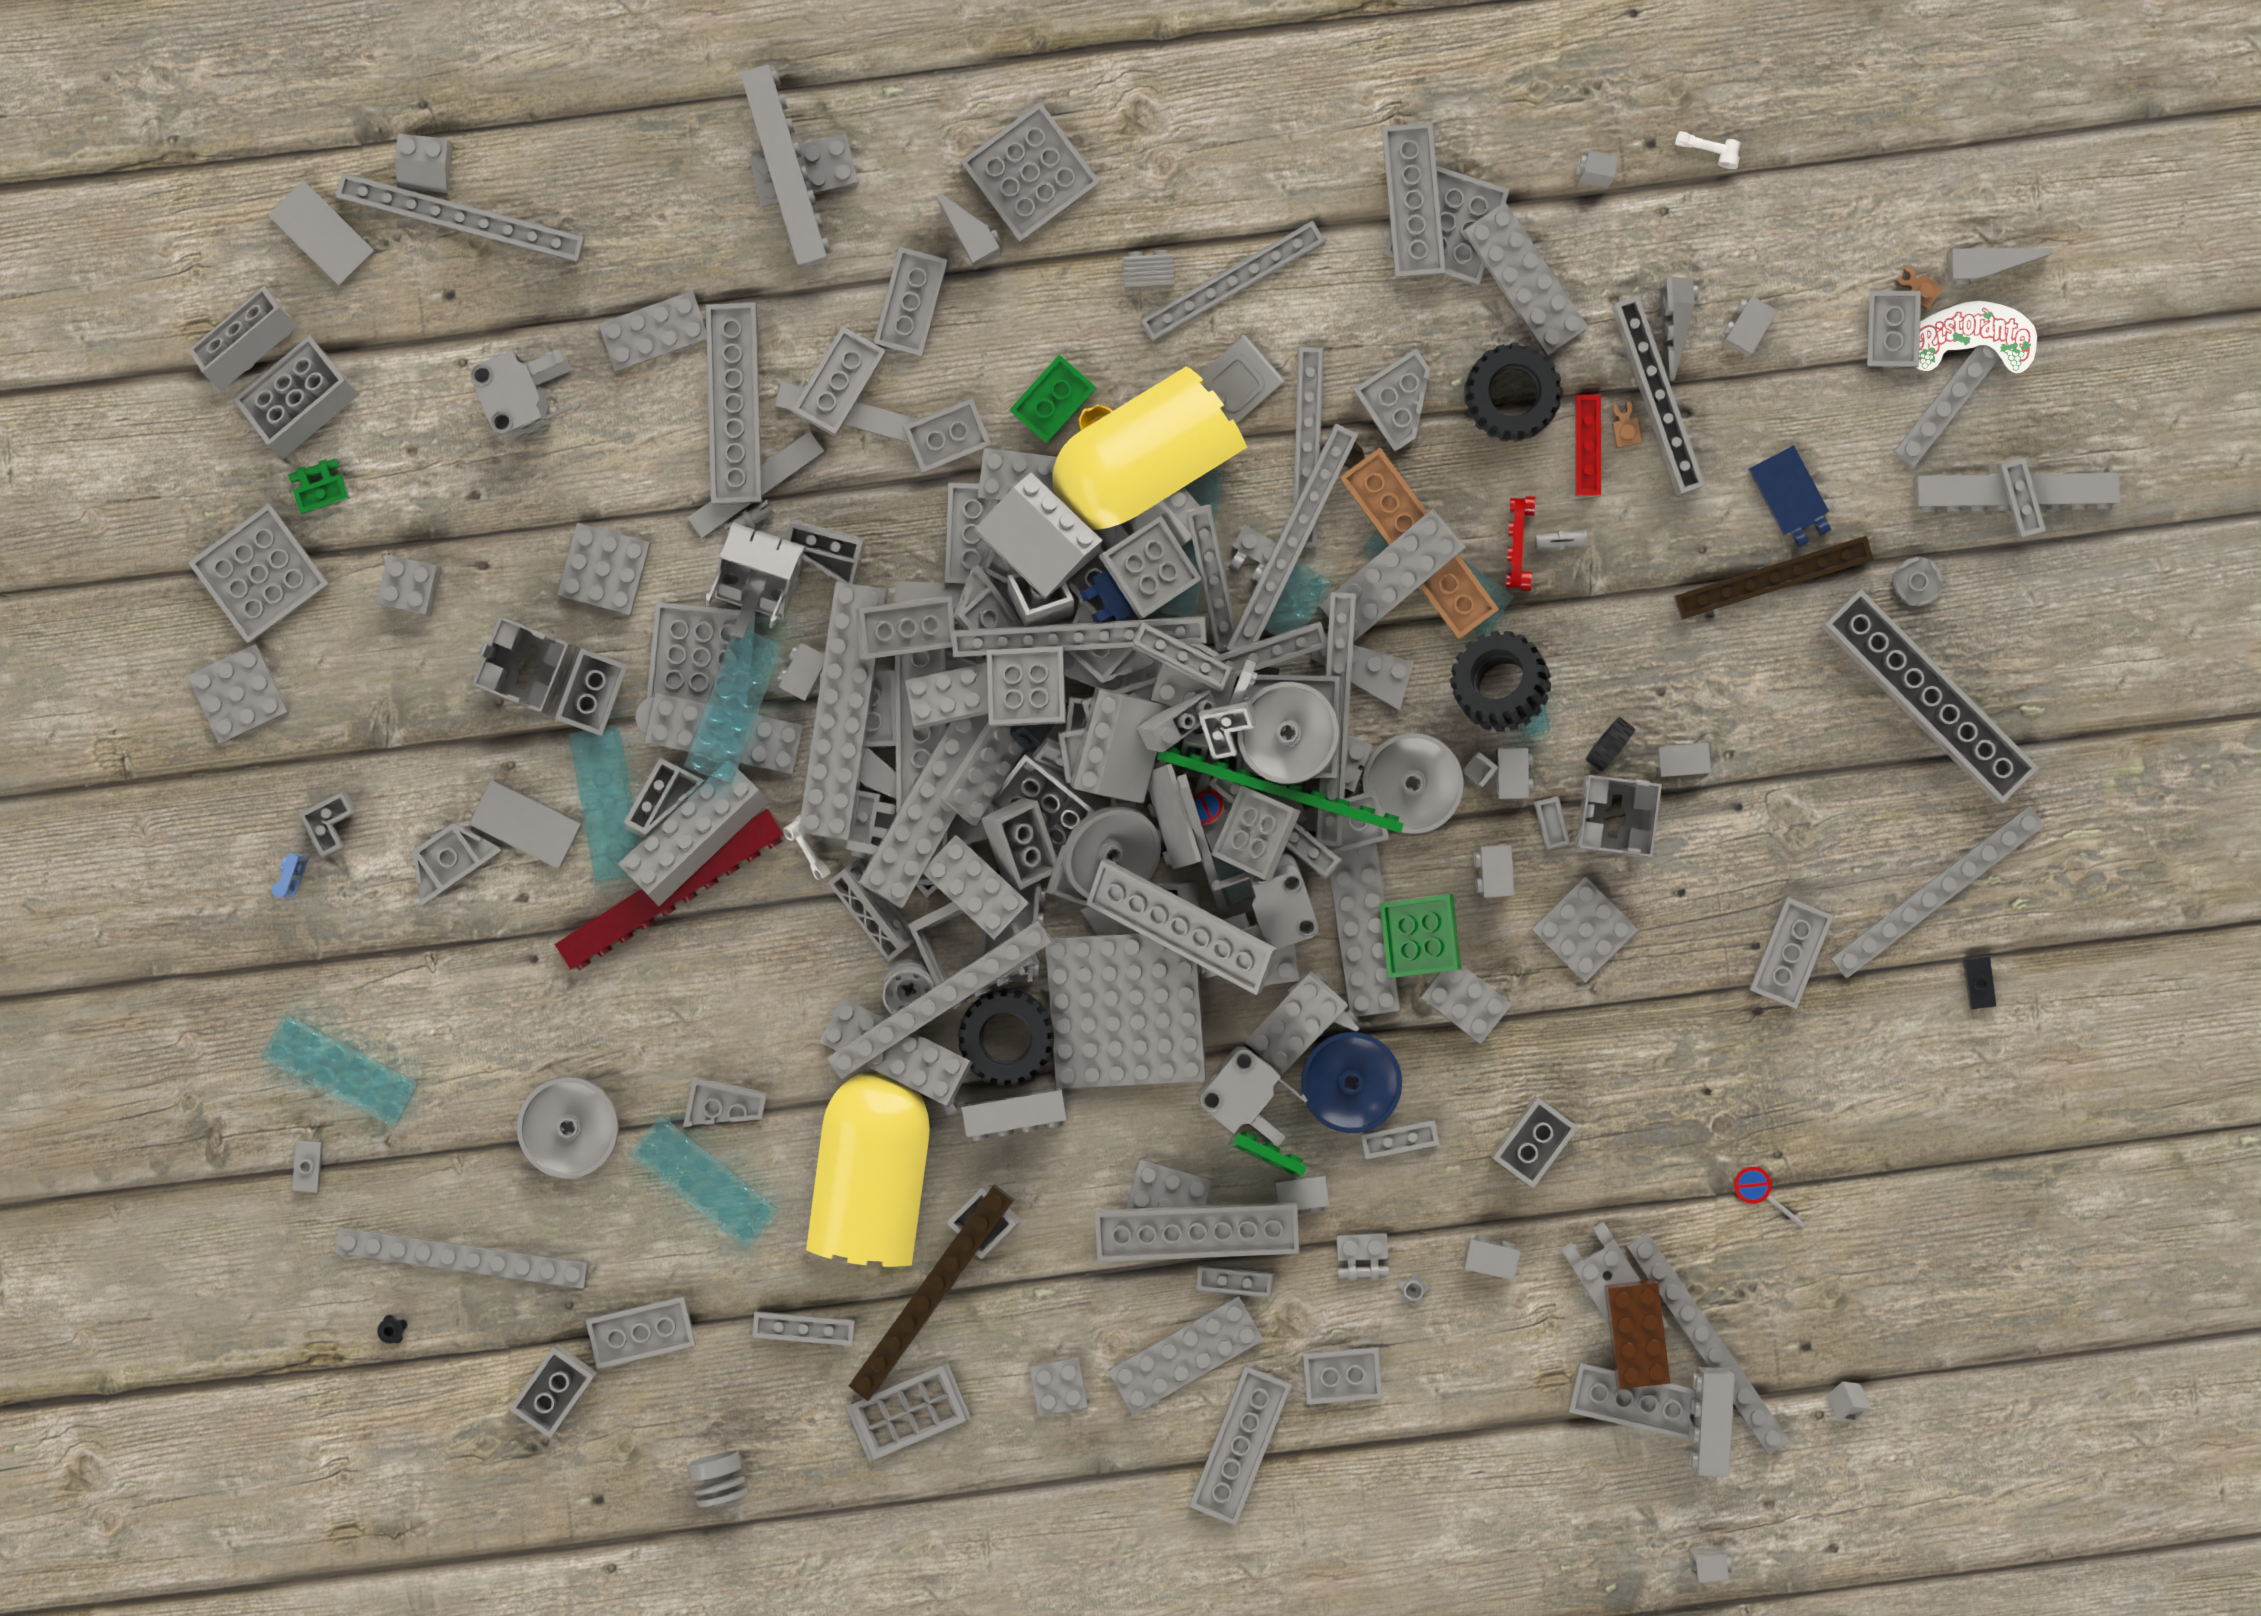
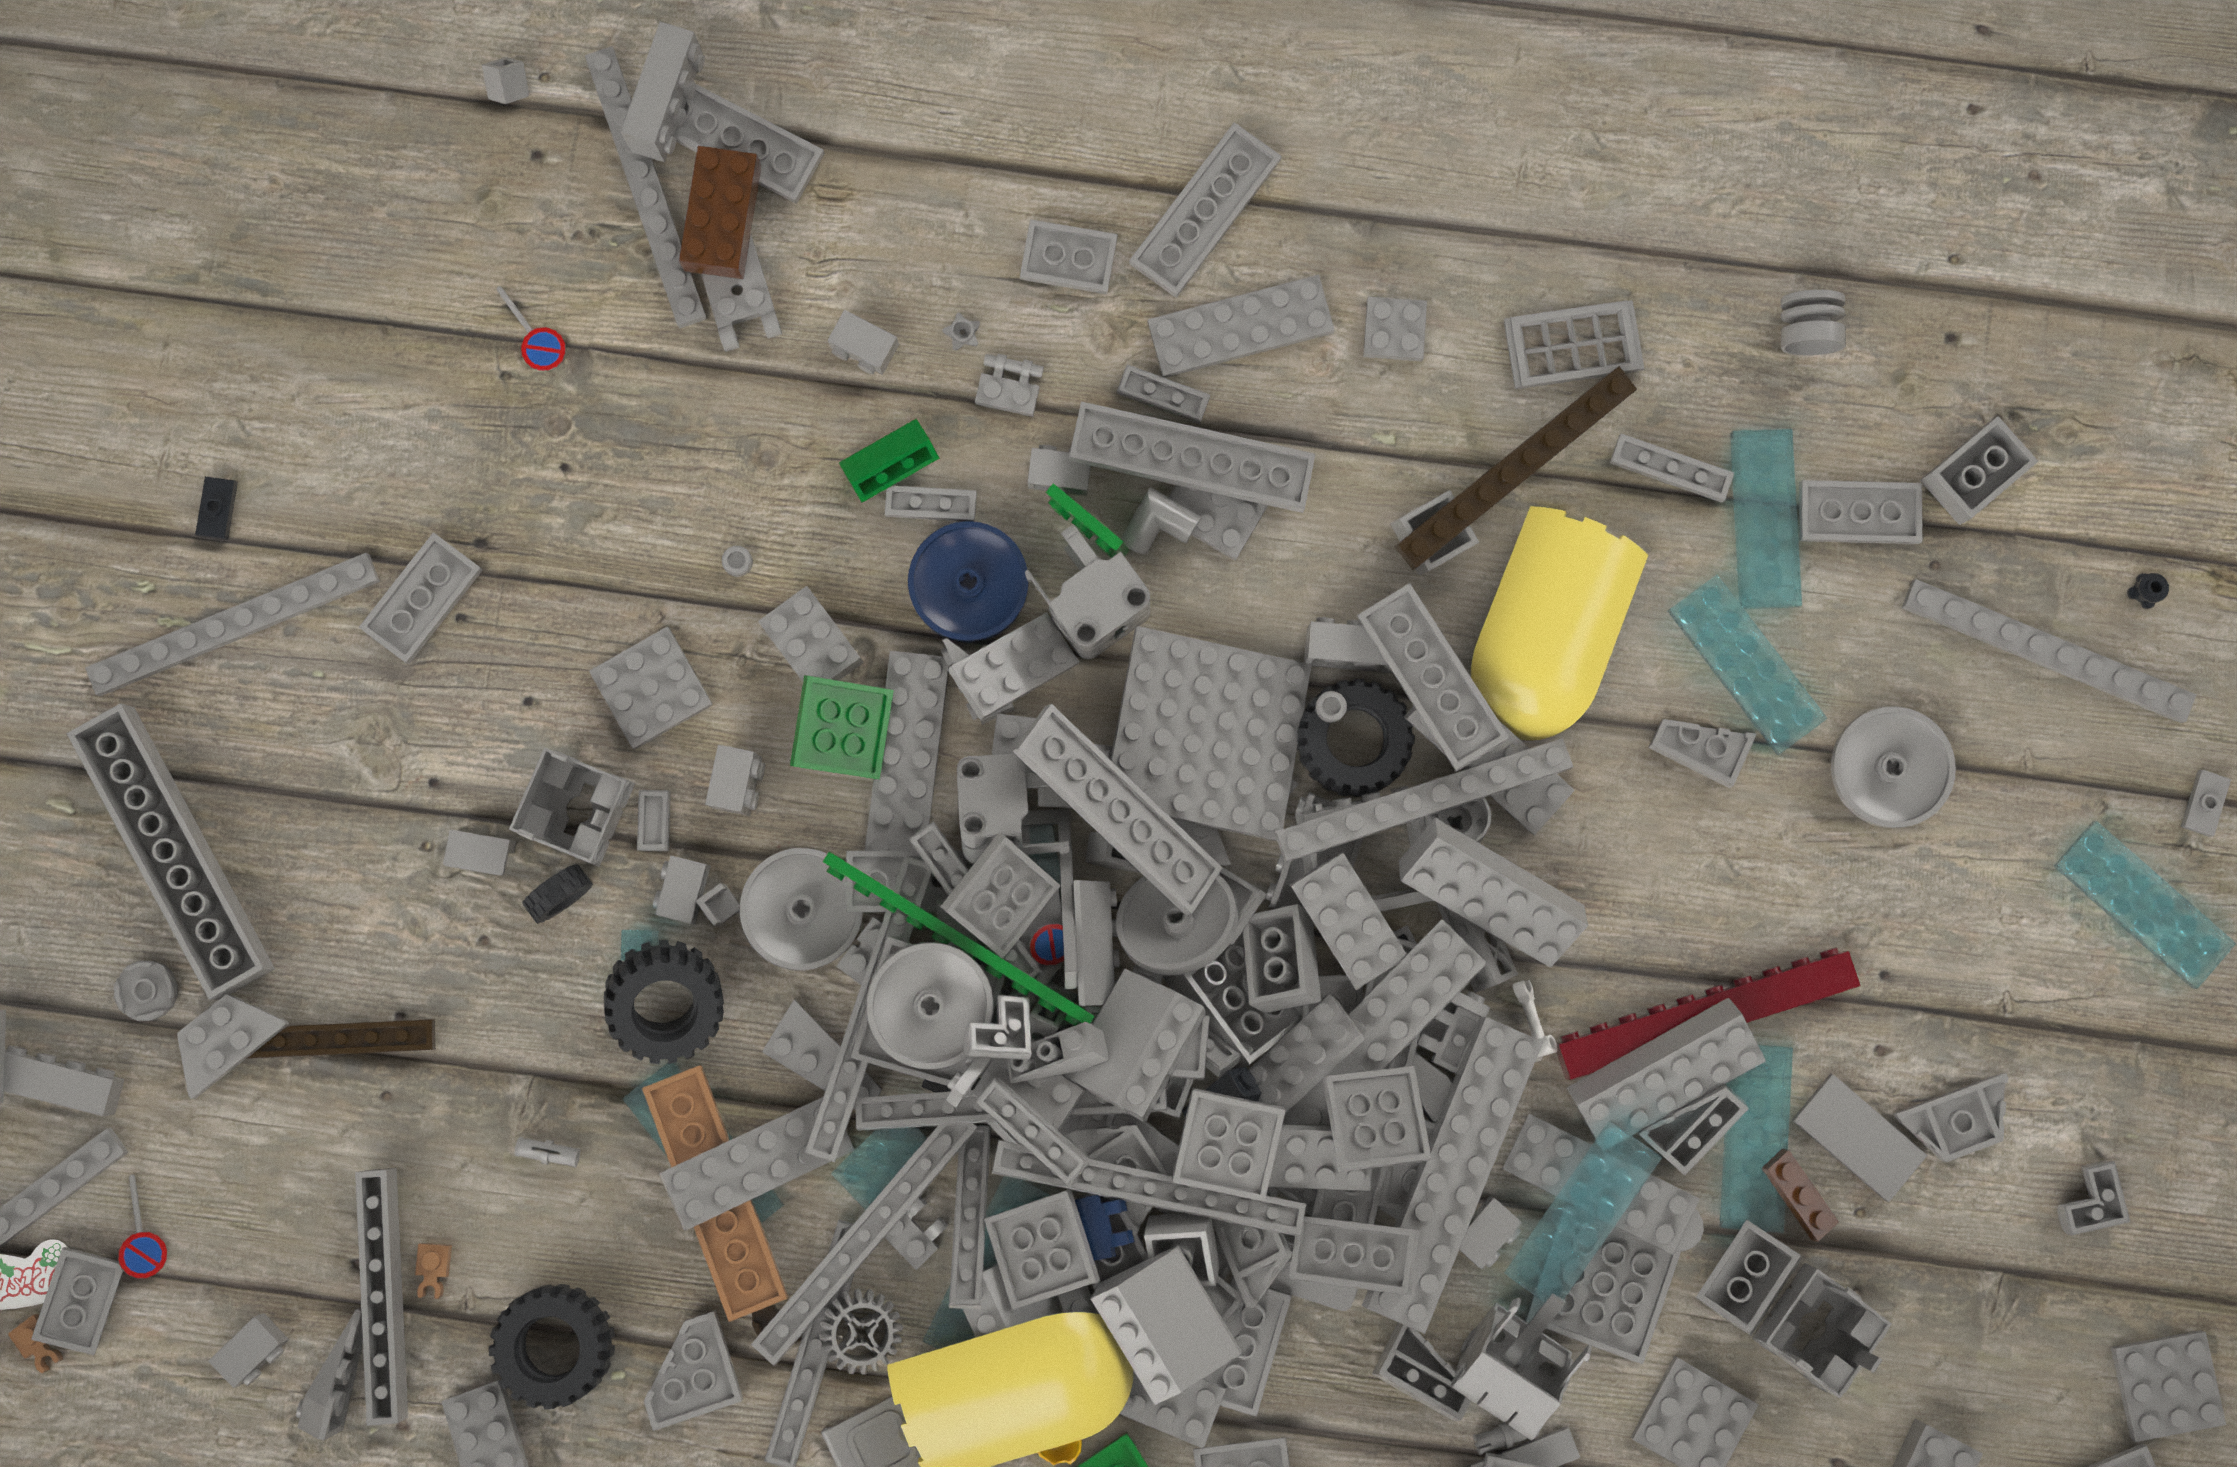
camera: 165 degrees left, 5 degrees down
(293, 870) = (2154, 1158): medium blue plate -> none
(563, 766) = (1800, 1195): none -> reddish brown plate
(716, 1307) = (1766, 519): none -> clear light blue plate
(866, 940) = (1492, 892): none -> light grey brick
(915, 737) = (1376, 1118): none -> light grey plate
(958, 1098) = (1433, 677): none -> light grey plate
(1033, 1055) = (1331, 706): none -> light grey tile
(1212, 1179) = (1156, 514): none -> light grey brick
(1293, 478) = (849, 1339): none -> light grey gear
(1443, 1165) = (889, 460): none -> green brick
(1518, 578) = (583, 1202): red plate -> none
(1534, 1141) = (777, 459): light grey brick -> none
(1544, 1051) = (737, 561): none -> light grey tile
(1587, 445) = (482, 1257): red plate -> none
(1791, 494) = (262, 1133): dark blue tile -> none
(1842, 559) = (222, 1040): none -> light grey wing
(1857, 378) = (142, 1252): none -> piece

